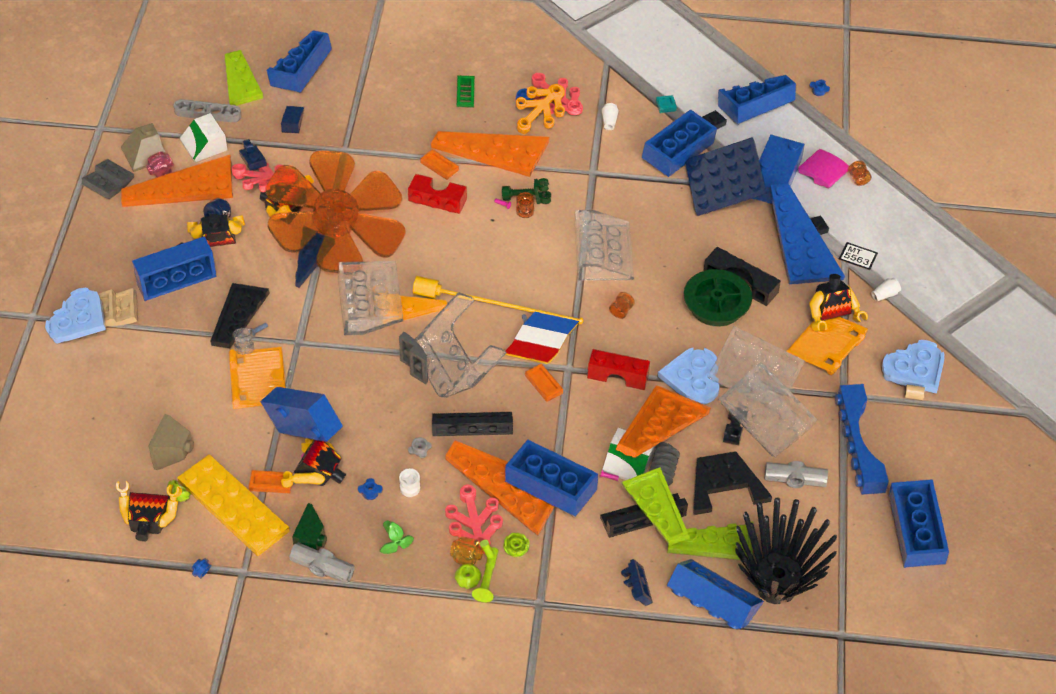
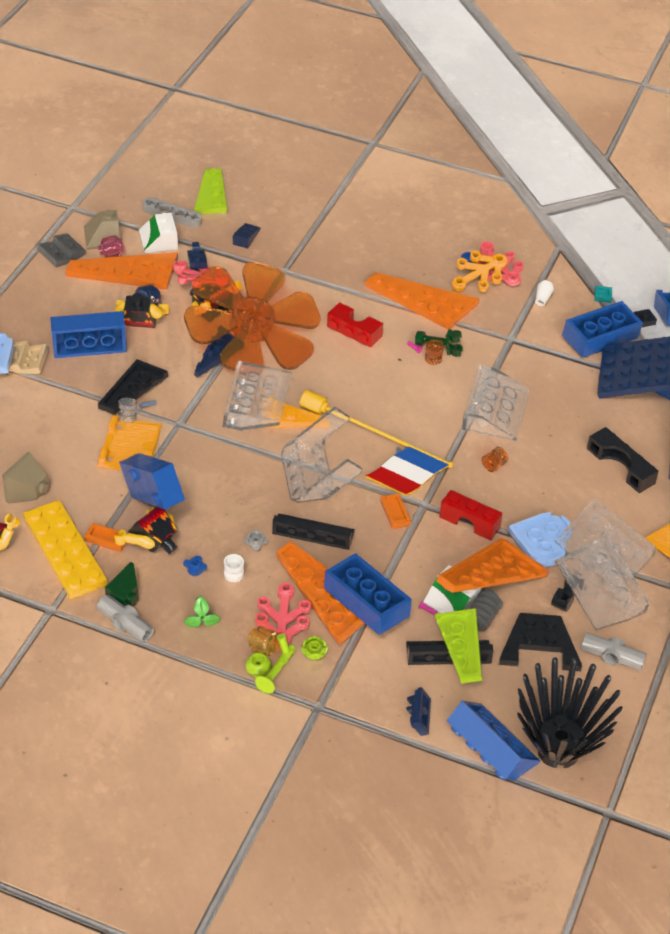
camera: 15 degrees right, 5 degrees down
(185, 494) = (23, 528): lime plate -> none
(200, 567) = (12, 595): blue plate -> none
(301, 63) = (270, 189): blue wedge -> none
(413, 356) = (277, 458): dark grey slope -> none
(439, 164) = (367, 301): orange tile -> none
(465, 81) = (417, 235): green slope -> none
(712, 542) = (502, 691): lime wing -> none
(717, 297) = (591, 472): dark green piece -> none

